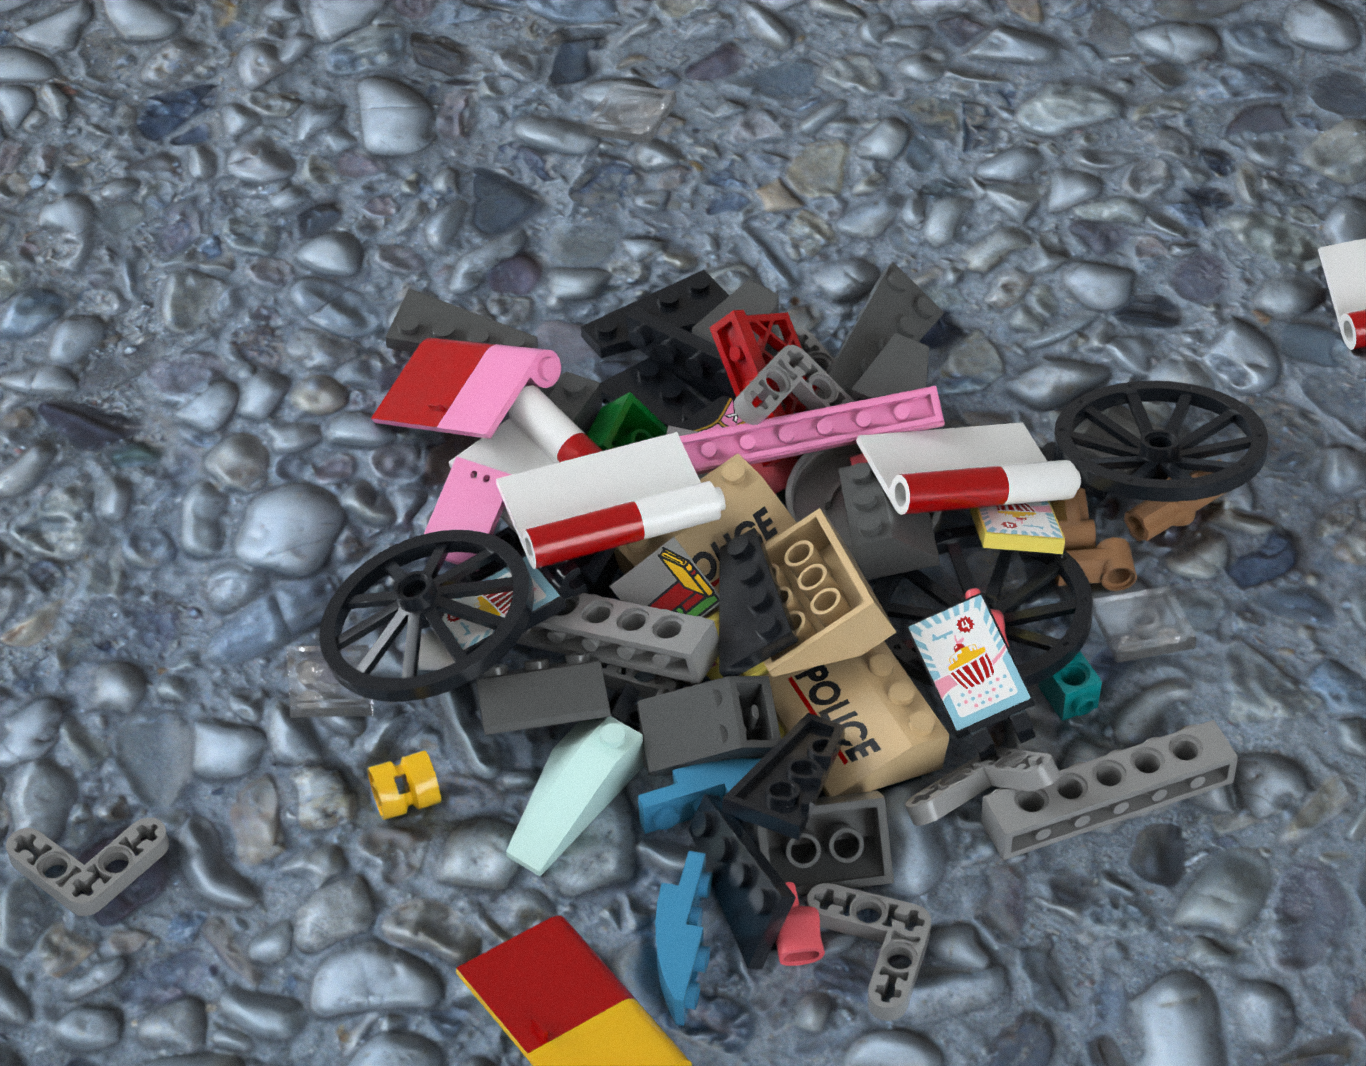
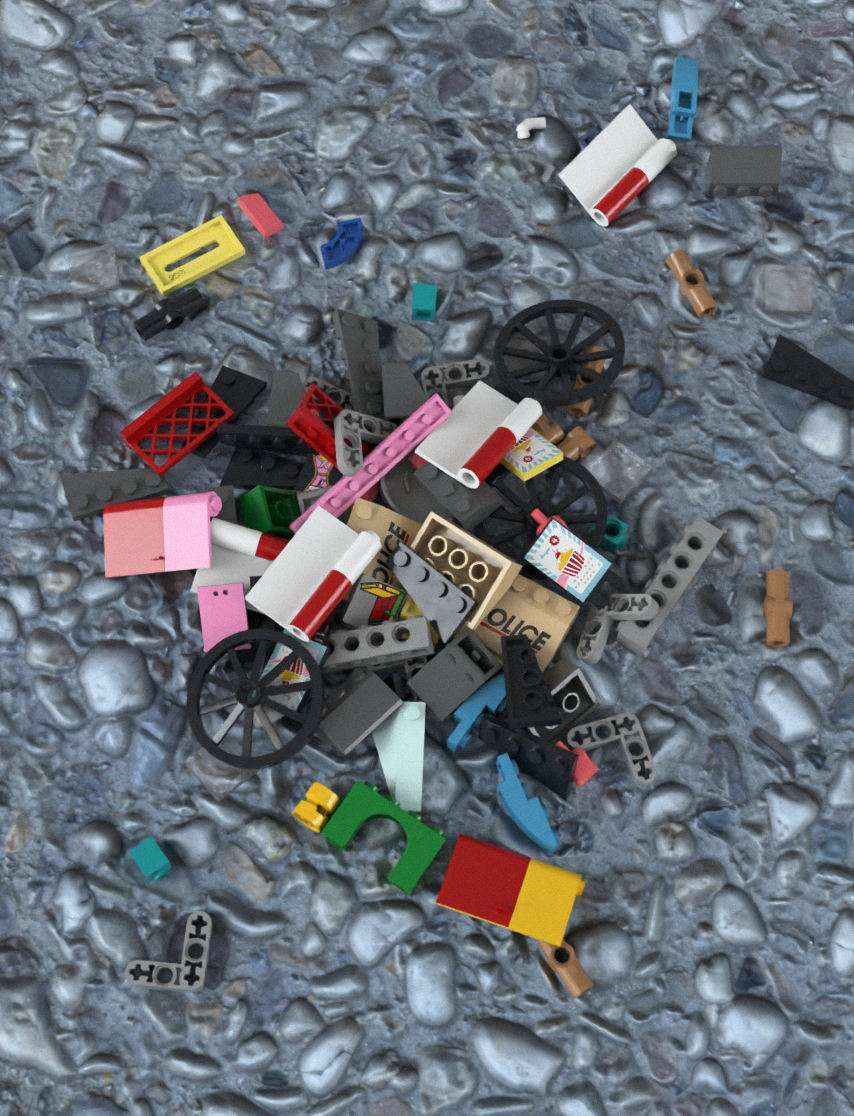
camera: 40 degrees left, 20 degrees up
(151, 731) = (151, 860): none -> teal brick
(466, 818) = (365, 805): none -> green arch
(585, 283) = (161, 414): none -> red fence
(683, 190) = (169, 313): none -> black piece
(814, 137) = (212, 231): none -> light yellow piece
(887, 143) = (260, 214): none -> coral slope
(969, 219) = (343, 244): none -> blue tile
(984, 404) = (443, 381): none -> light grey beam
(1022, 317) = (424, 302): none -> teal brick
(1254, 899) = (778, 608): none -> medium nougat piece
(1329, 196) = (530, 124): none -> white arm

